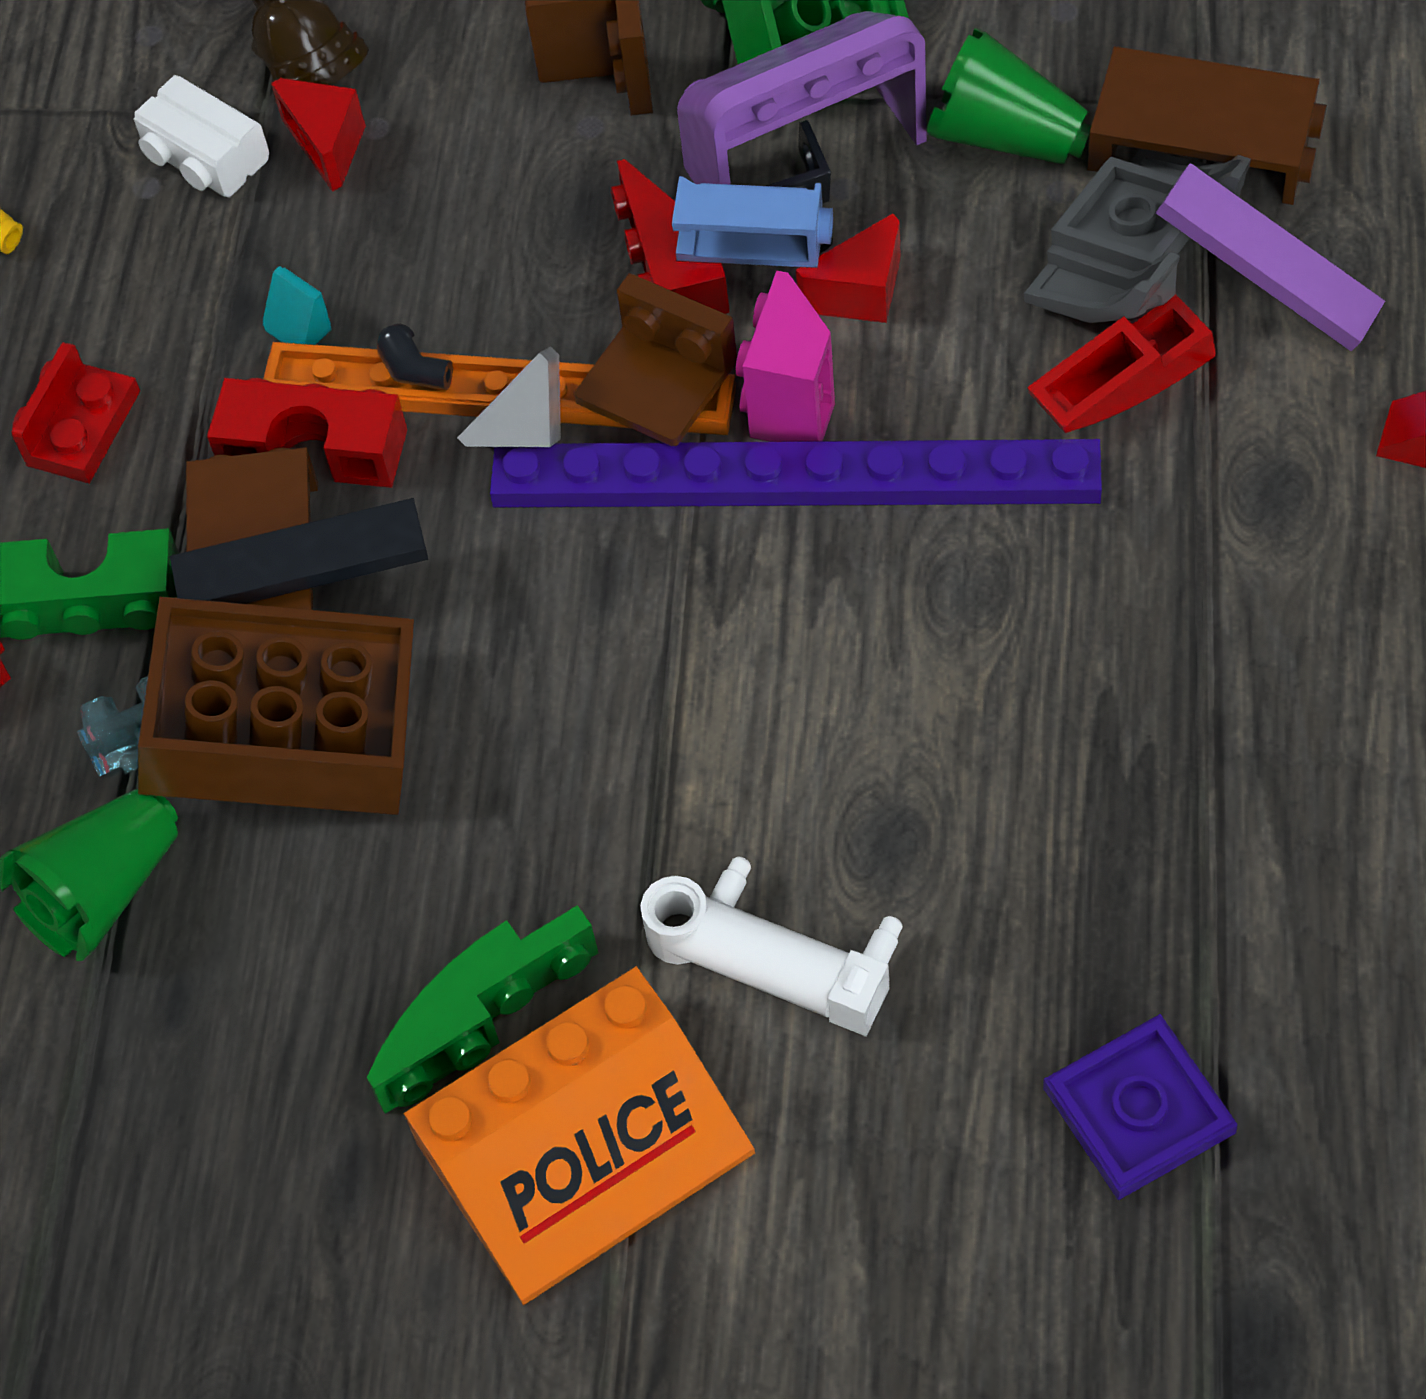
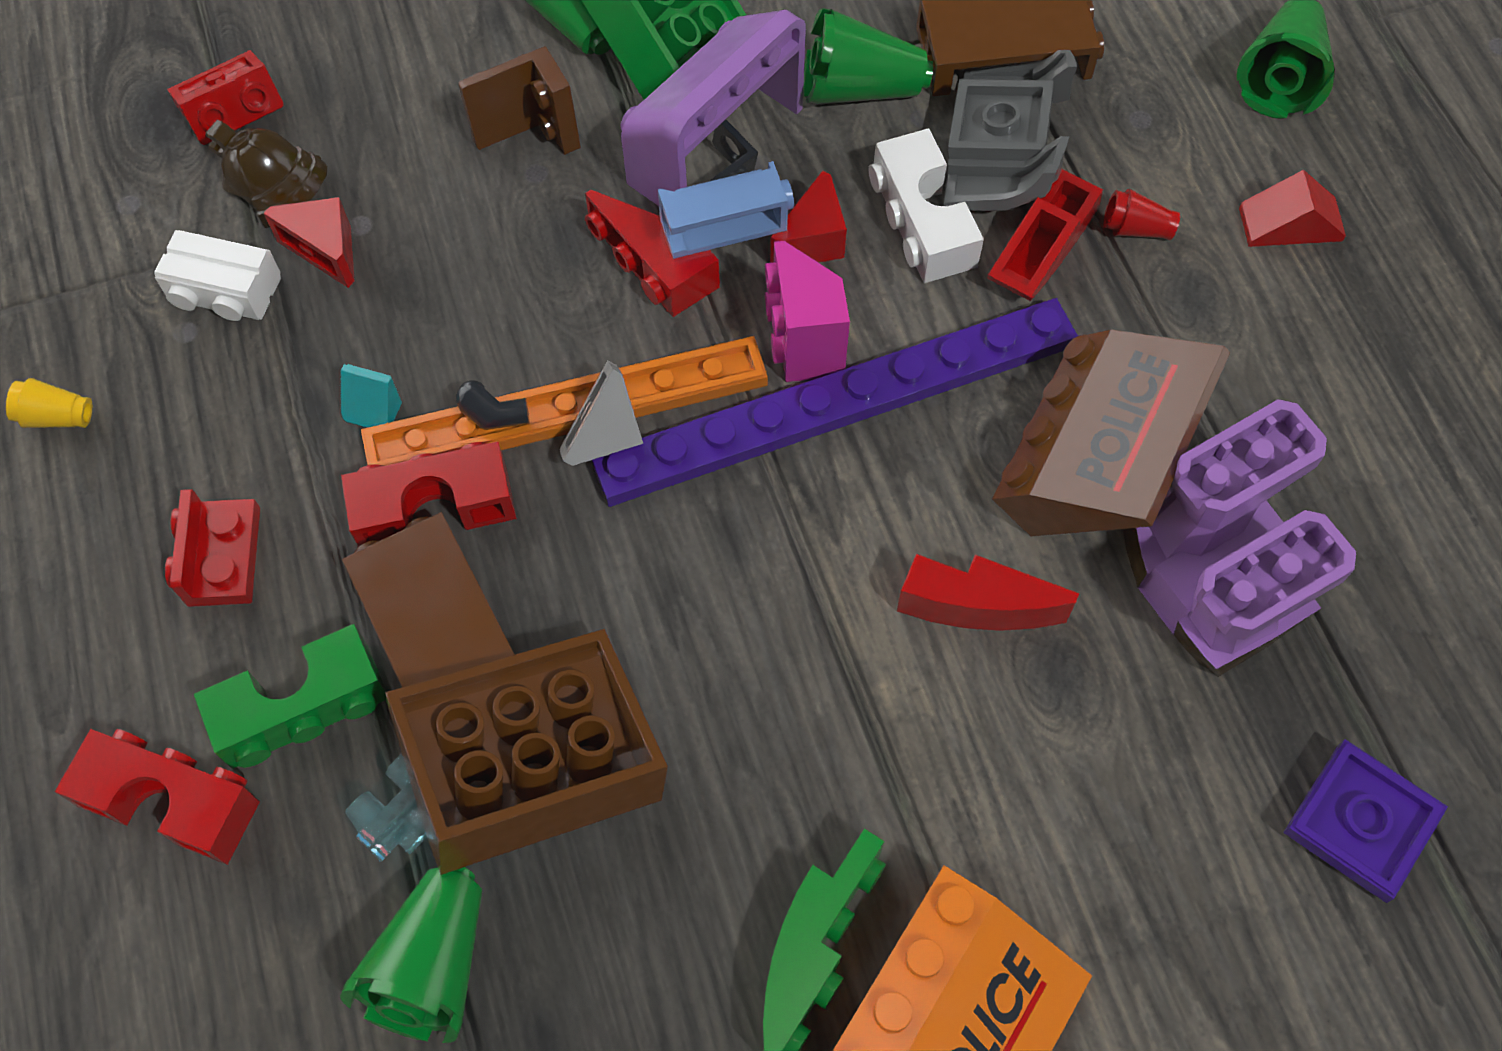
camera: 30 degrees left, 5 degrees up
(302, 555) = (484, 610): black tile -> none
(660, 362) = (699, 345): reddish brown bracket -> none
(766, 955) = (1026, 807): white piece -> none
(836, 728) = (983, 598): none -> red slope
(997, 327) = (935, 237): none -> white arch
(1049, 590) = (1109, 433): none -> slope
(1123, 767) = (1219, 554): none -> medium lavender piece
(1250, 378) = (1139, 216): none -> red cone
(1270, 257) = (1114, 119): medium lavender tile -> none

